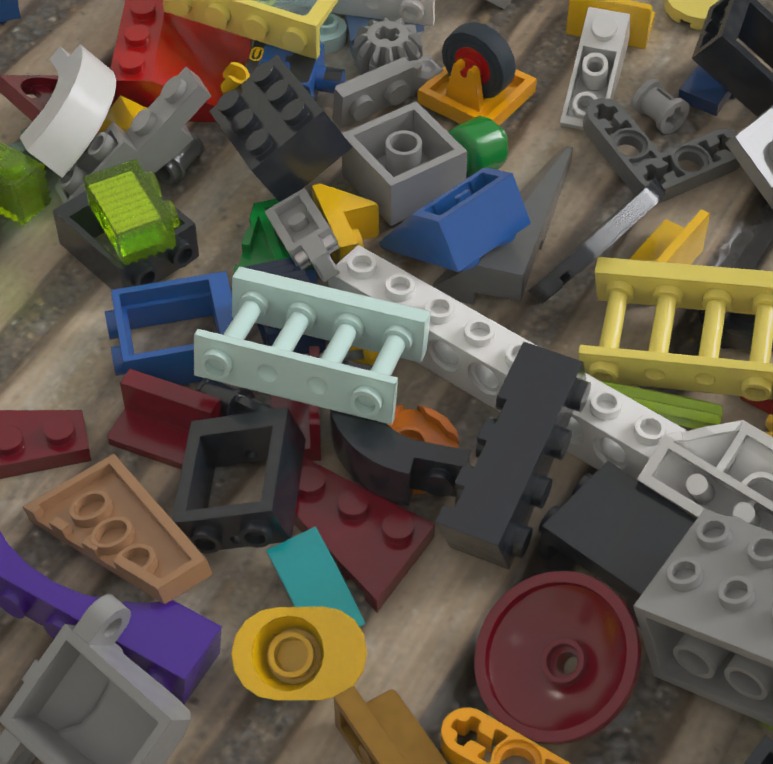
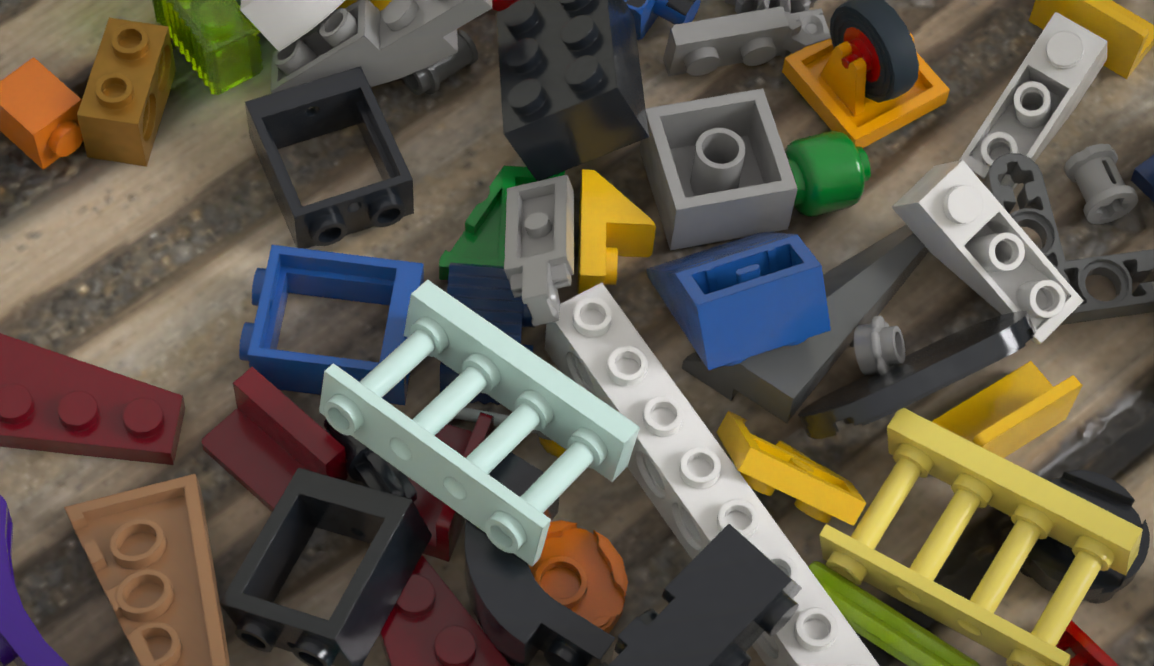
camera: 15 degrees right, 10 degrees up
(132, 210) = (333, 143): clear neon green brick -> none
(561, 331) = (781, 467): none -> yellow wing
(563, 235) = (878, 346): none -> light grey plate
(603, 152) = (986, 246): none -> white slope

